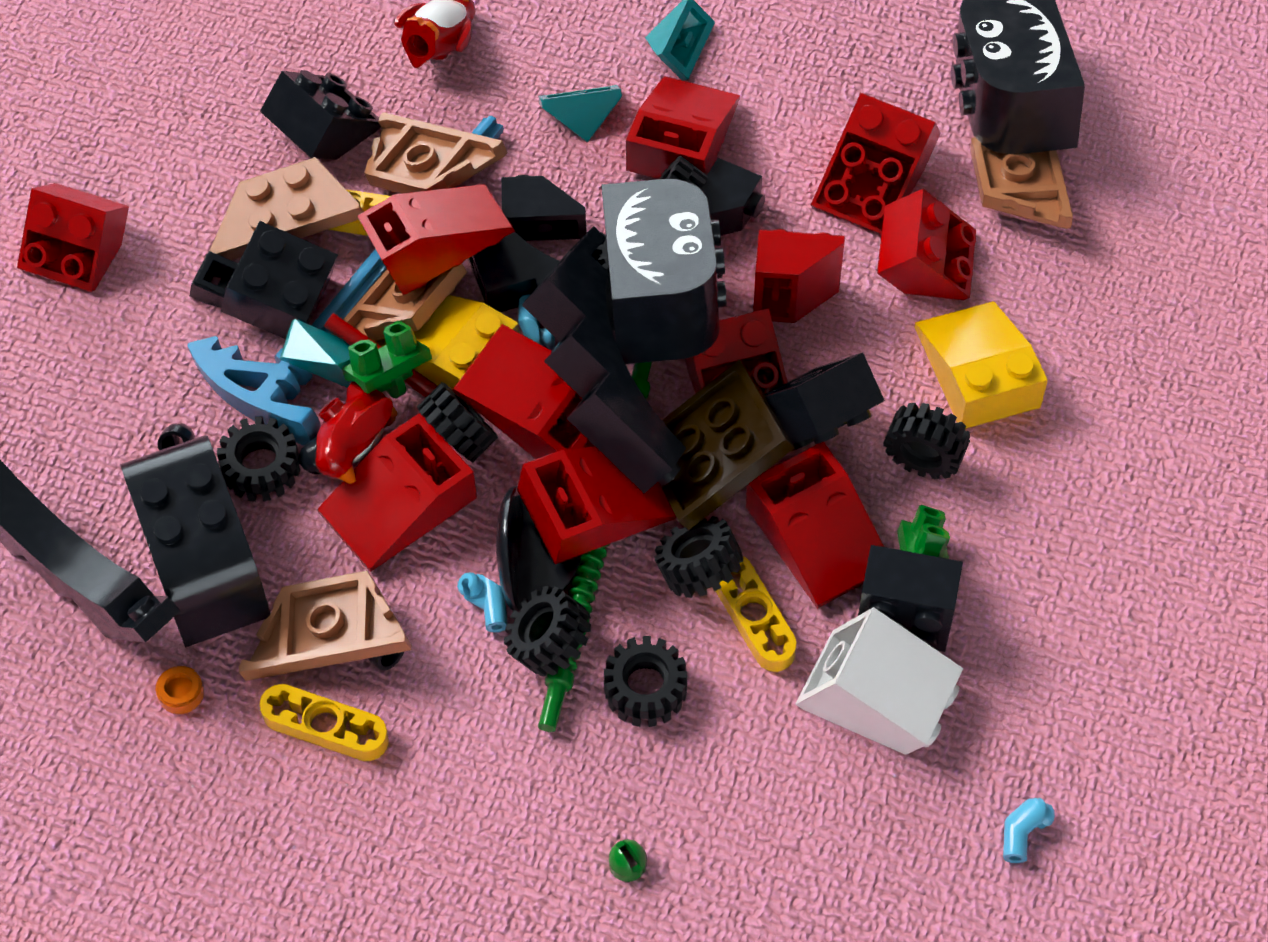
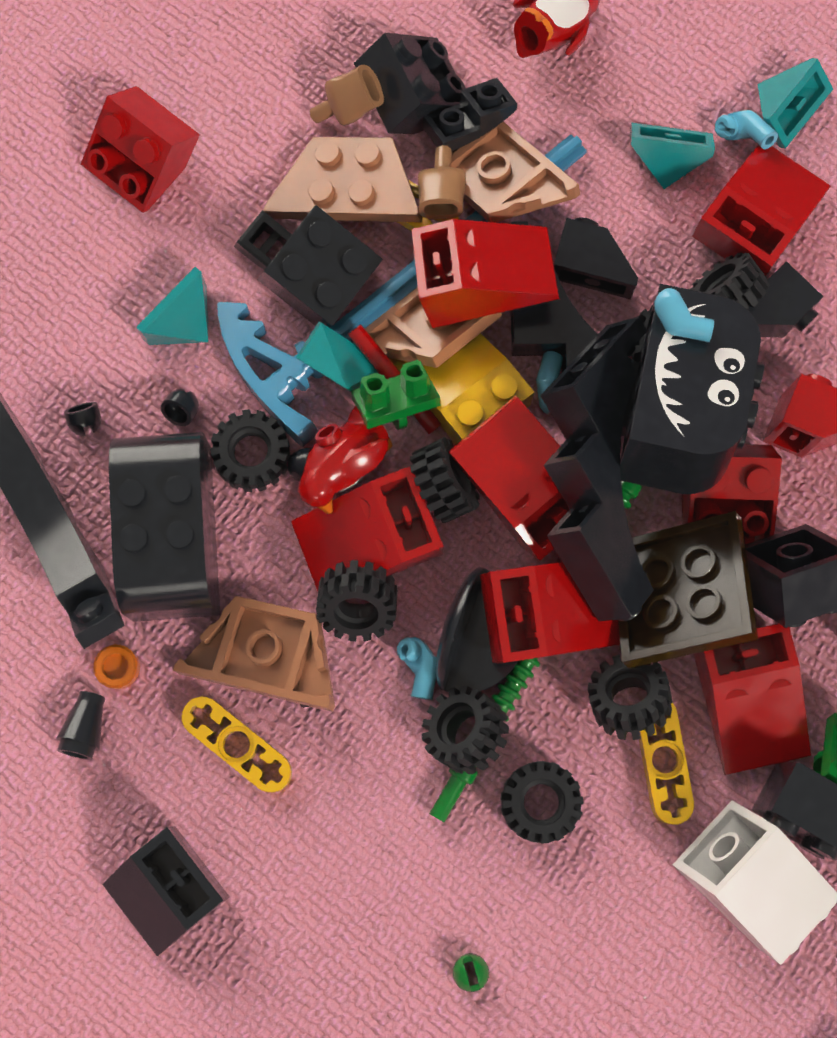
camera: 15 degrees right, 20 degrees up
(80, 476) = (83, 416): none -> black hinge
(152, 364) = (180, 315): none -> teal slope
(161, 752) = (82, 728): none -> black cone
(263, 137) = (350, 96): none -> medium nougat piece
(290, 867) = (165, 889): none -> black slope
(374, 180) = (441, 187): none -> medium nougat piece
(389, 120) = (478, 112): none -> black slope
(408, 573) = (357, 618): none -> black tyre
(625, 200) = (678, 319): none -> medium azure arm
(643, 68) = (746, 125): none -> medium azure arm

